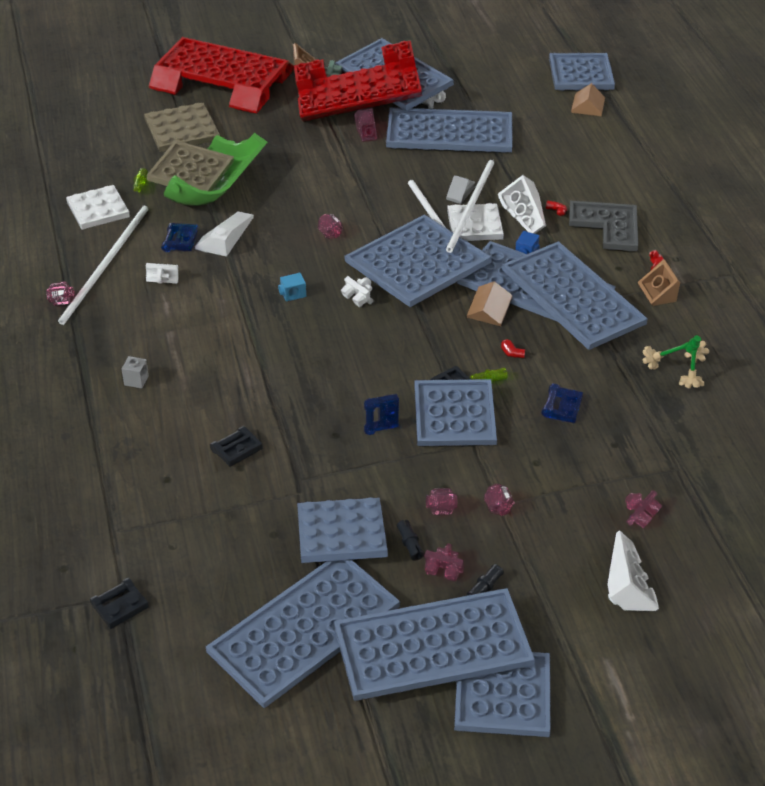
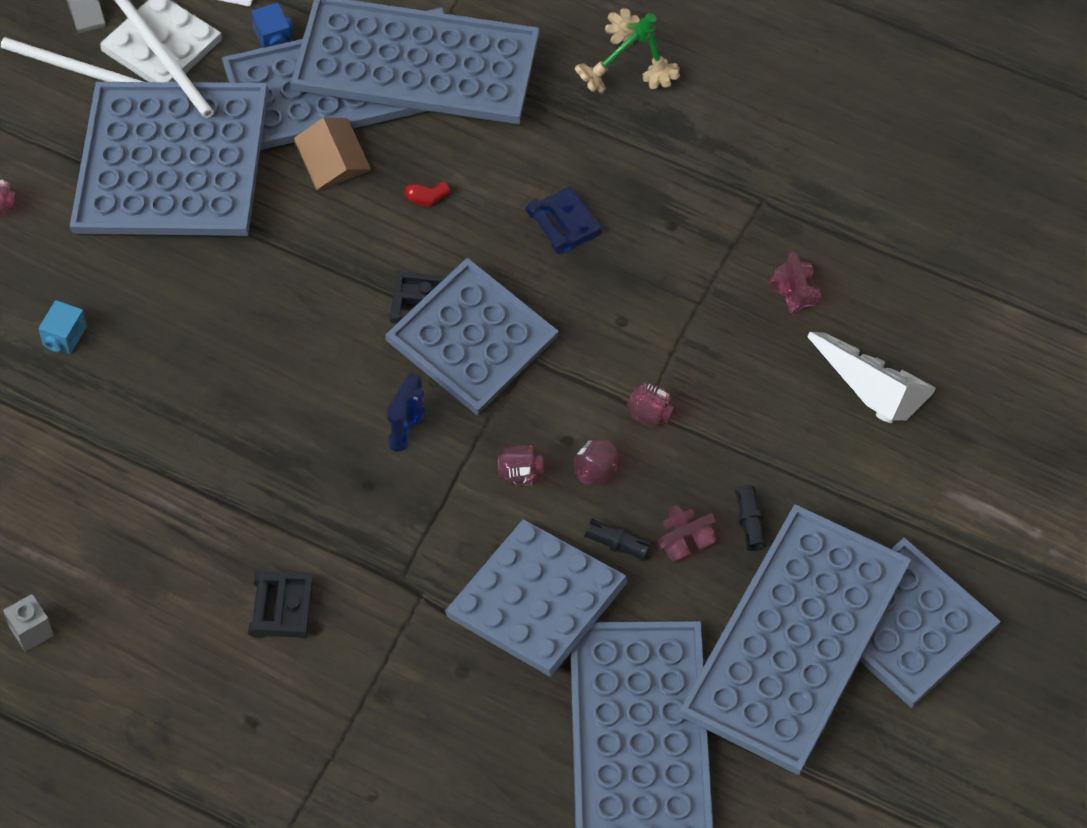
camera: 50 degrees left, 15 degrees up
(360, 288) = (138, 264): white hips -> none
(406, 475) = (520, 465): none -> clear pink head
(494, 375) = (447, 252): clear neon green axle -> none

